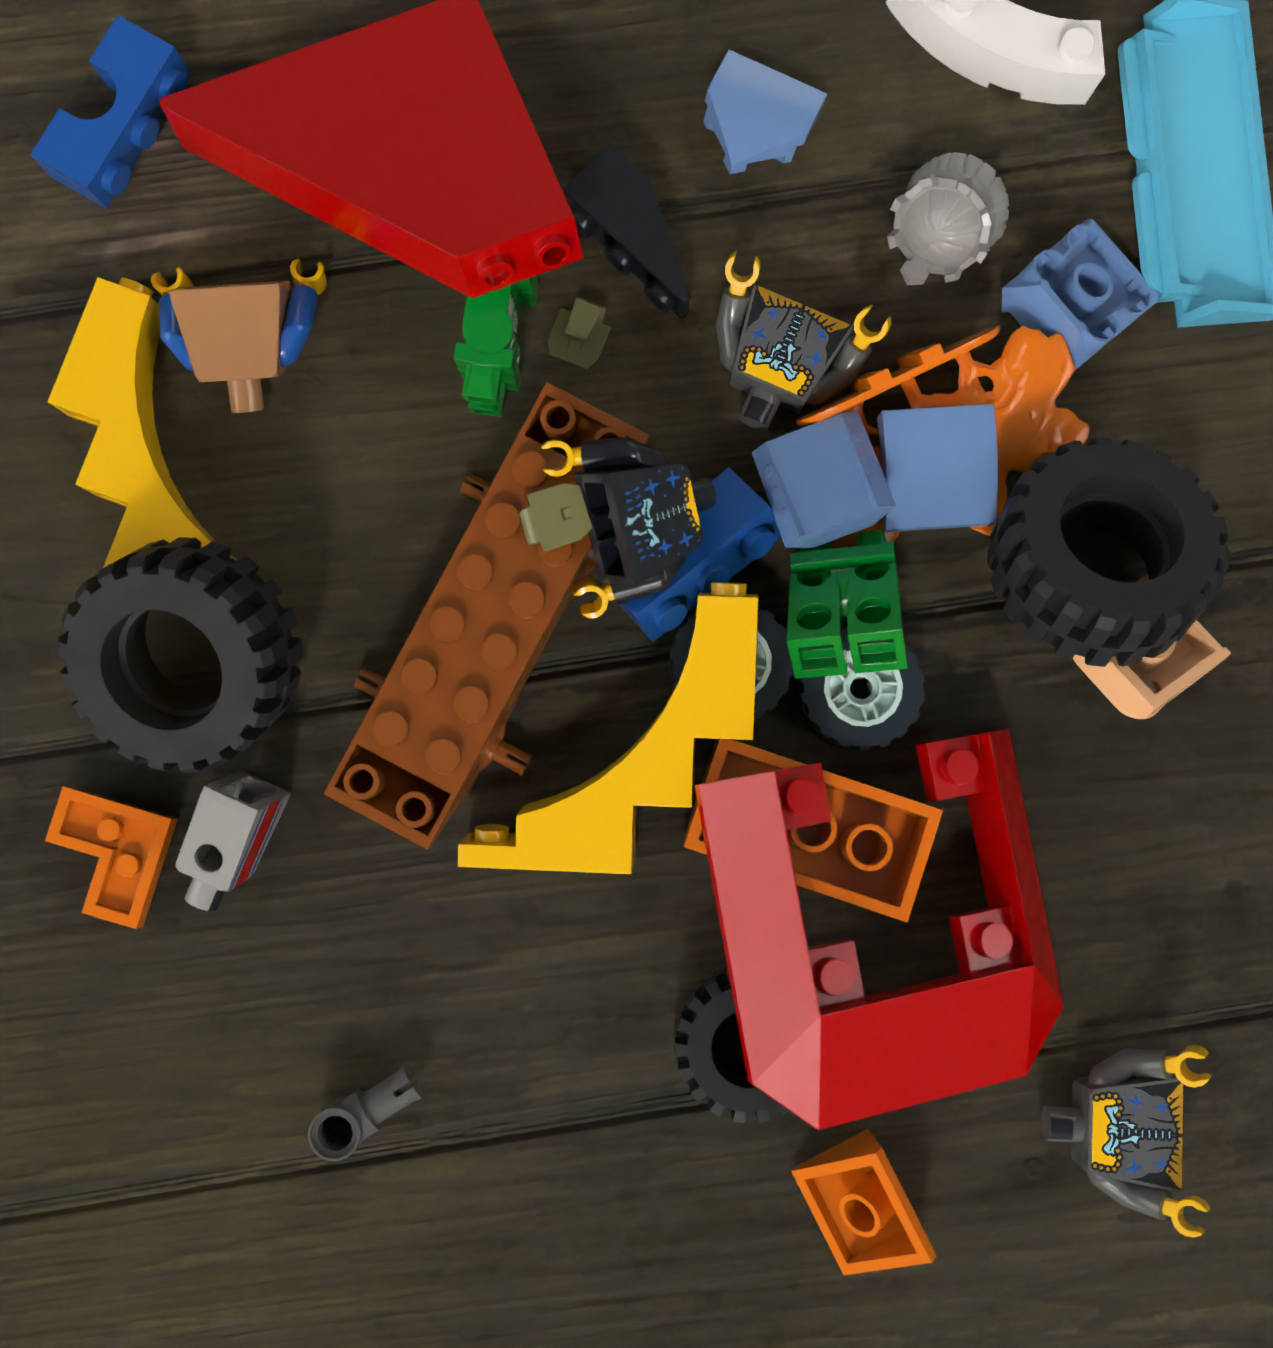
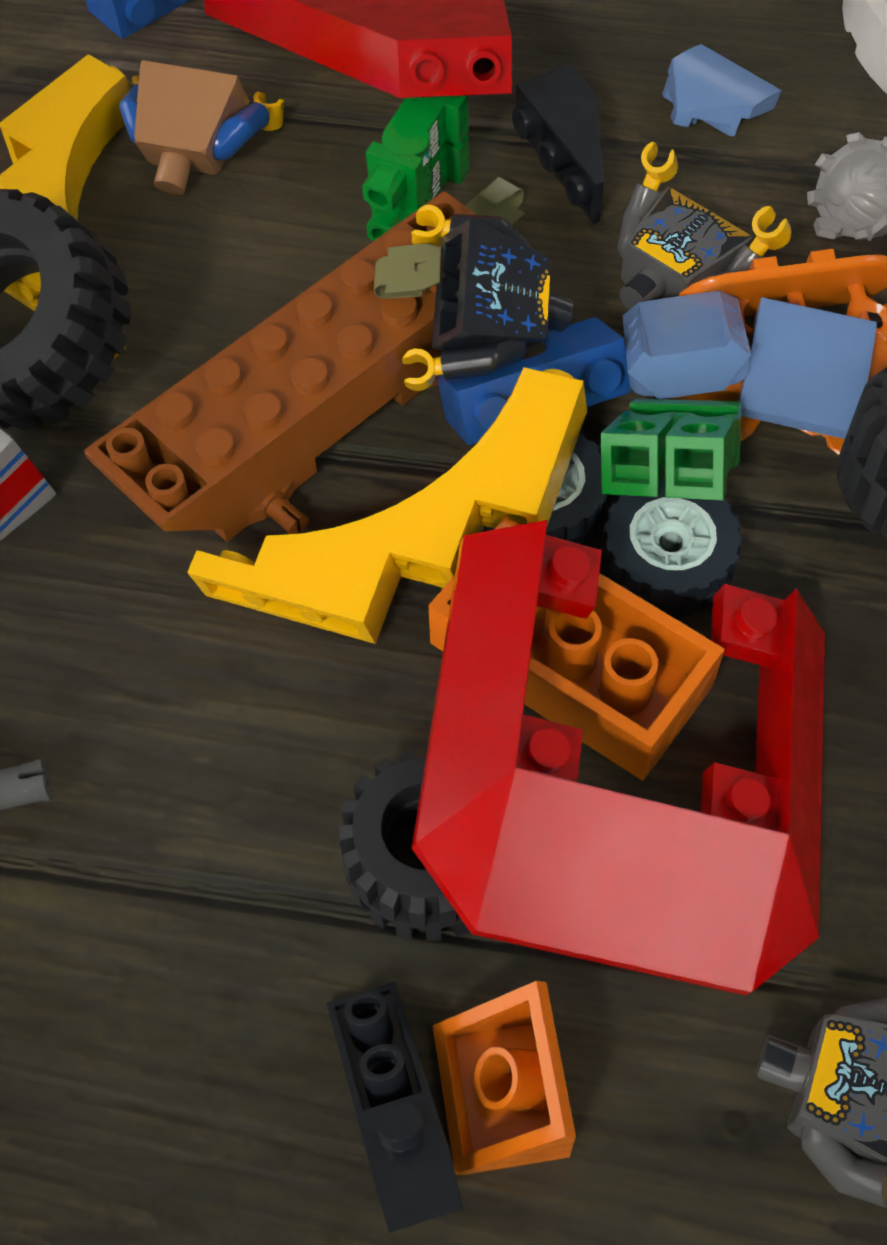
camera: 25 degrees right, 25 degrees down
(782, 1245) = (394, 1108): none -> black slope

